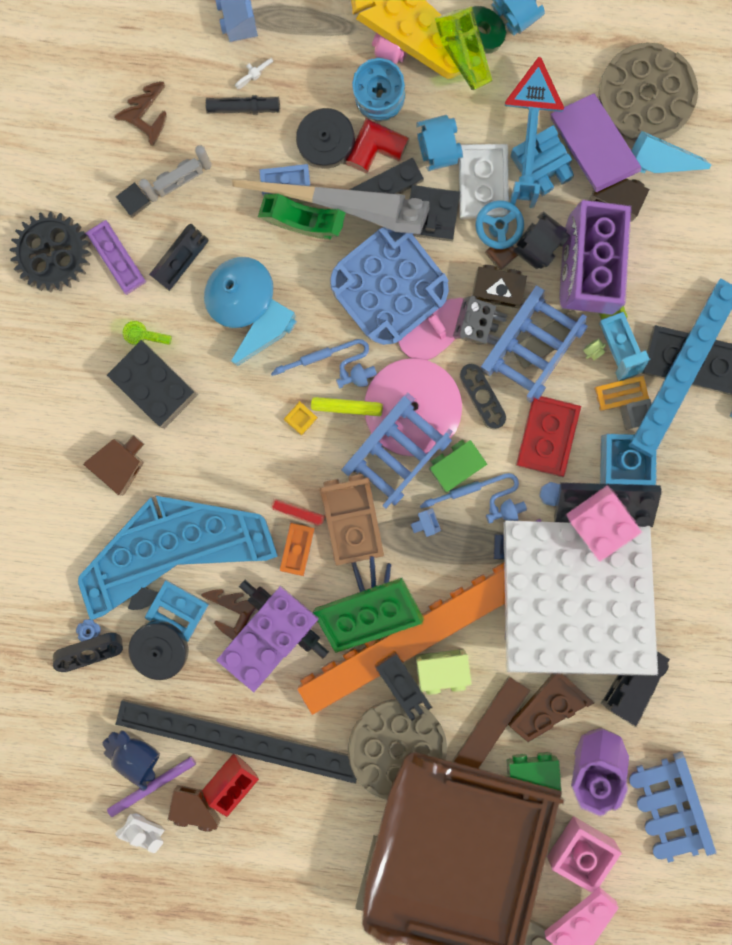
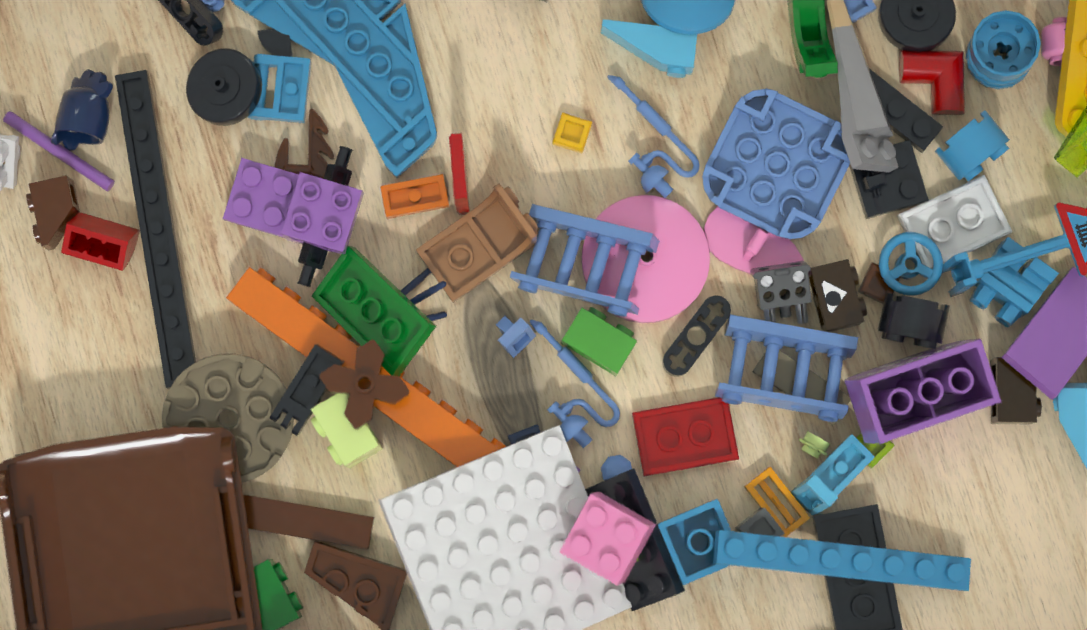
camera: 60 degrees right, 5 degrees down
(347, 406) = (610, 179): neon yellow axle -> none
(409, 638) = (345, 381): none -> reddish brown plant

